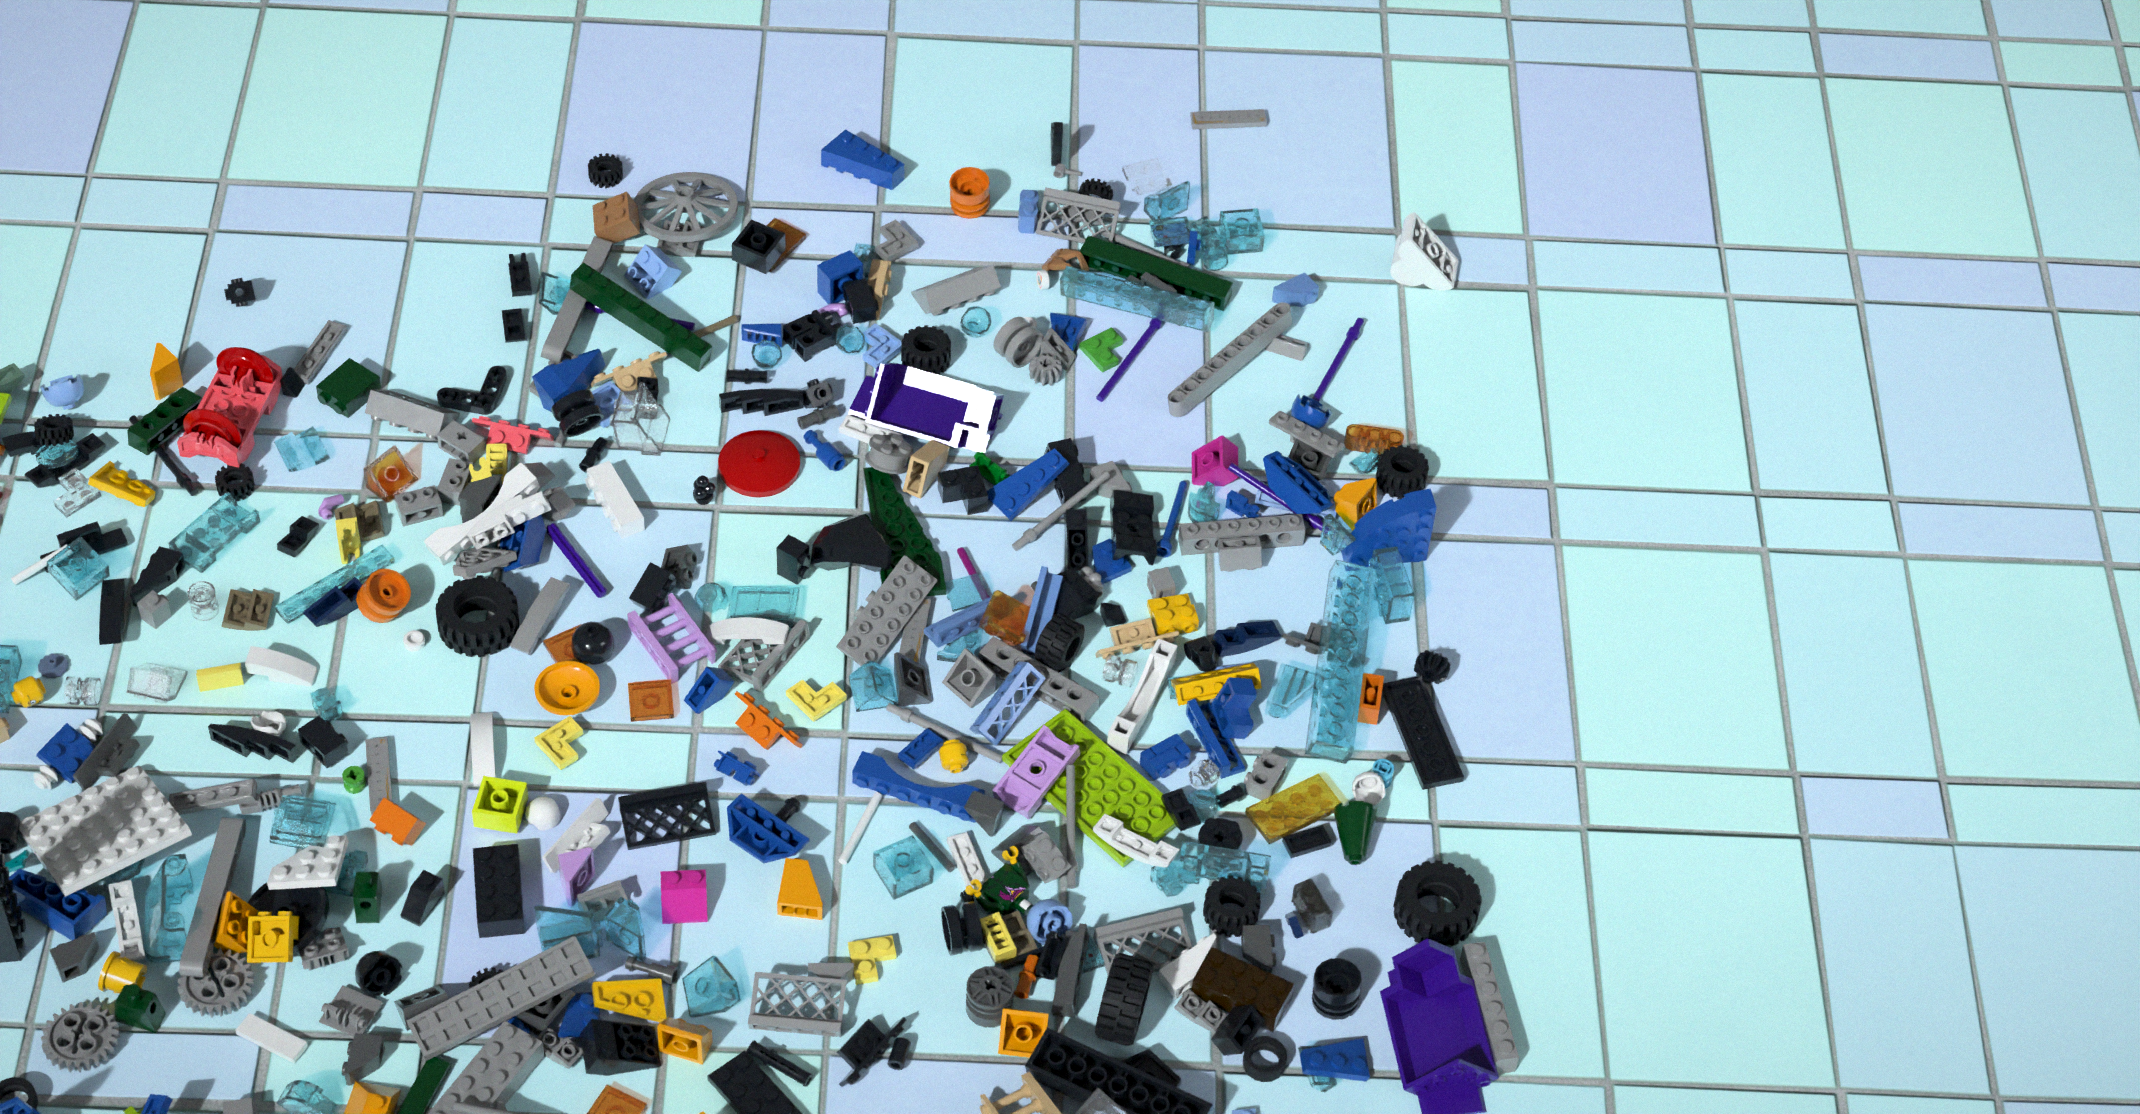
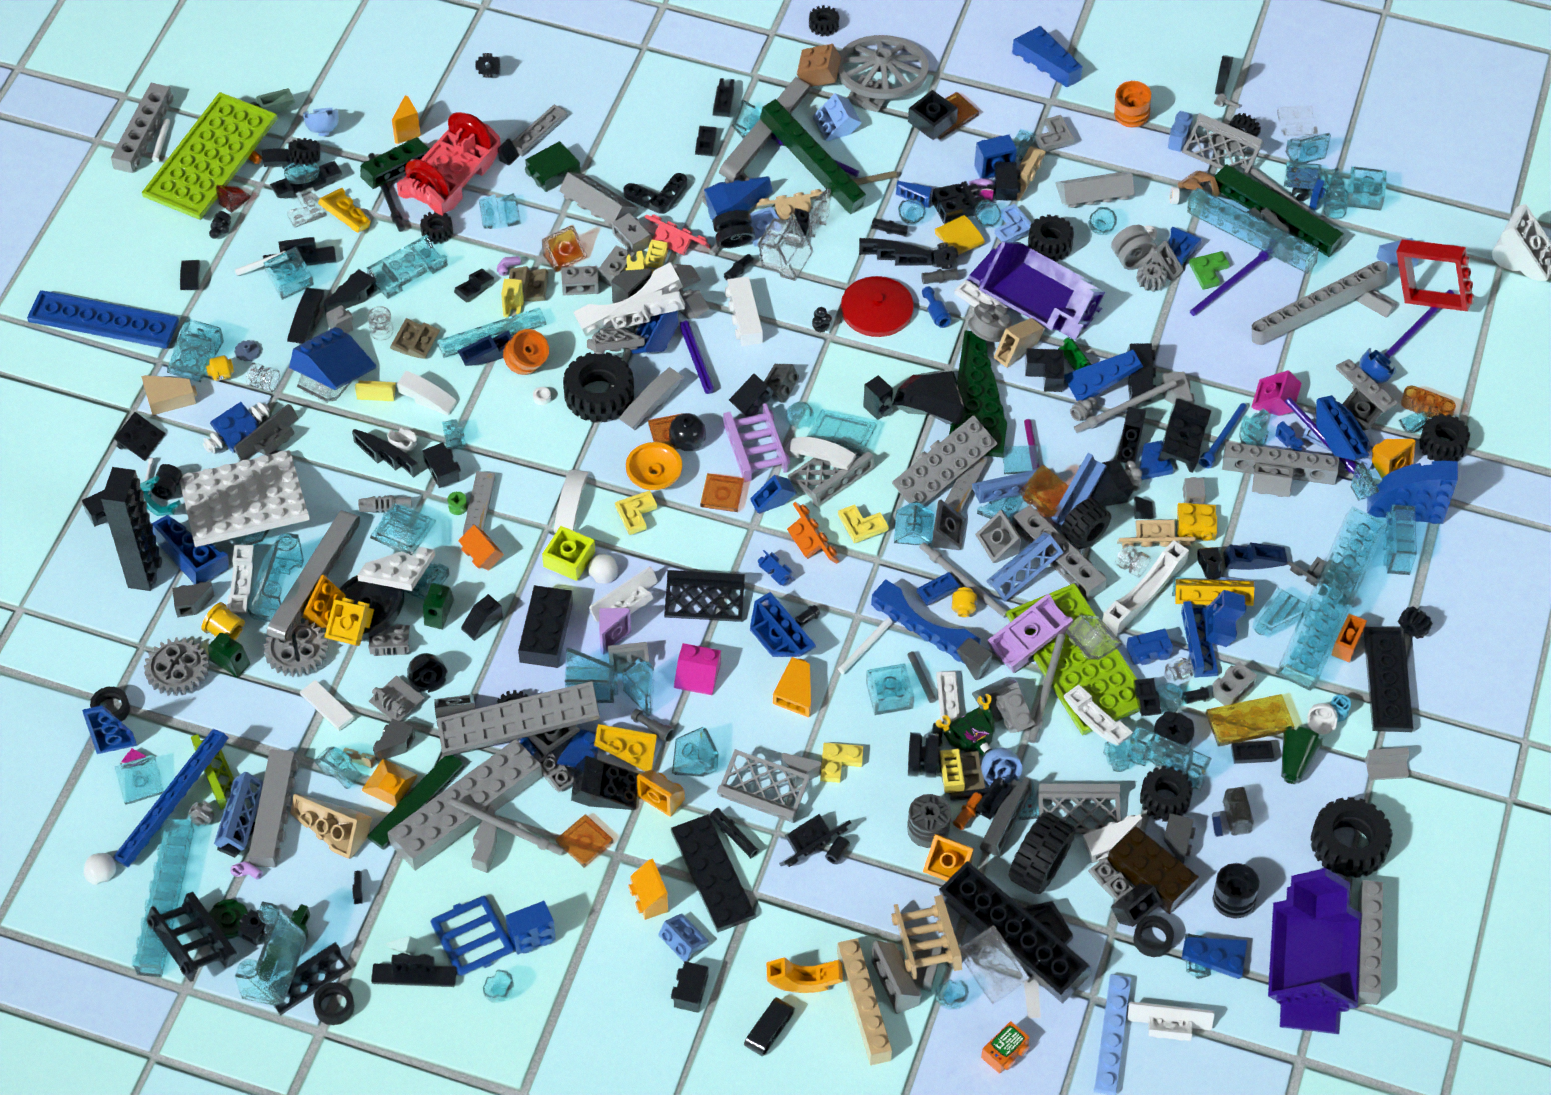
camera: 20 degrees right, 5 degrees up
(160, 652) = (331, 359): none -> blue slope
(214, 797) = (339, 491): light grey tile -> none
(333, 1087) = (361, 760): none -> piece
(666, 375) = (819, 212): none -> clear slope
(826, 366) = (961, 234): none -> yellow slope
(842, 316) = (987, 192): none -> tile
(1016, 524) = (1082, 409): none -> light grey piece
(1103, 760) = (1092, 637): none -> clear slope
(1228, 119) = (1388, 83): light grey tile -> none
(1343, 279) = (1439, 252): none -> red window
(1448, 819) = (1387, 763): none -> light grey panel

